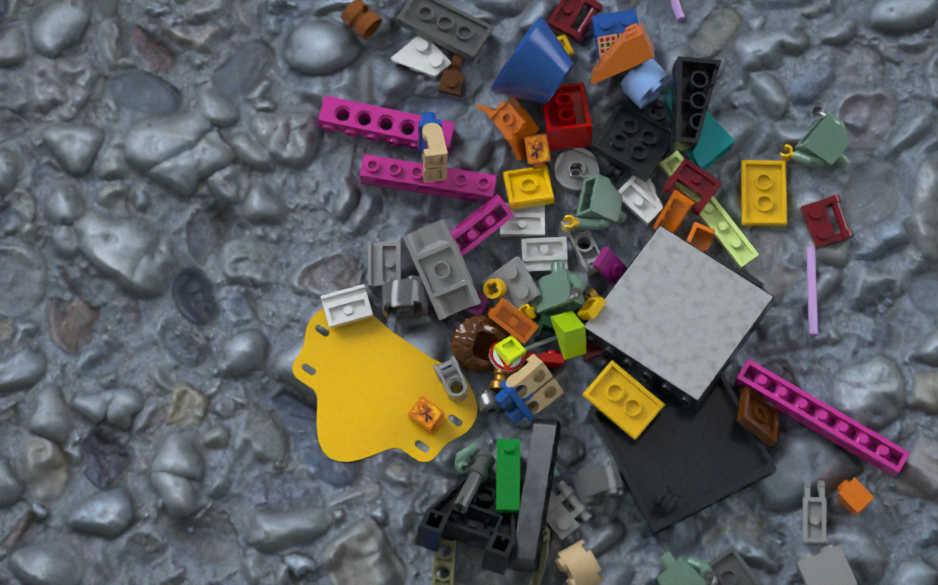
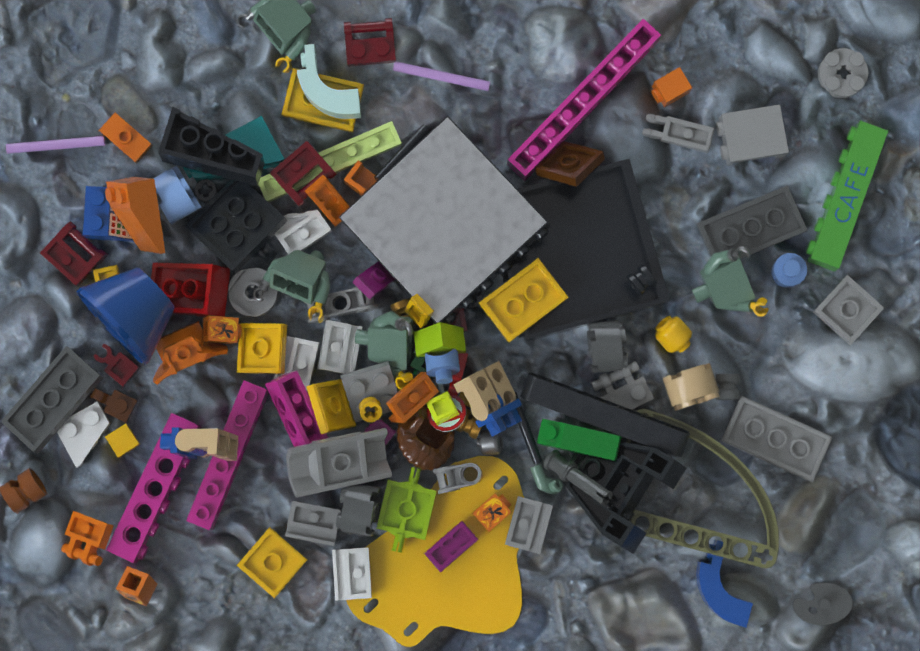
camera: 80 degrees left, 10 degrees up
(299, 127) = (136, 586): none -> orange brick
(333, 78) = (88, 530): none -> orange plate
(342, 237) = (272, 562): none -> yellow plate
(388, 386) = (451, 546): none -> magenta plate
(413, 341) = (406, 509): none -> lime plate
(422, 91) = (122, 440): none -> yellow tile
(422, 450) = (528, 525): none -> light grey plate
(485, 73) = (119, 366): none -> dark red plate
(489, 254) = (331, 406): none -> yellow plate
(506, 432) = (528, 436): none -> black bar
(547, 340) = (443, 366): none -> medium blue piece
(624, 544) = (673, 334): none -> yellow head
(687, 35) = (125, 137): none -> orange plate
(762, 200) = (332, 102): none -> light aqua arch

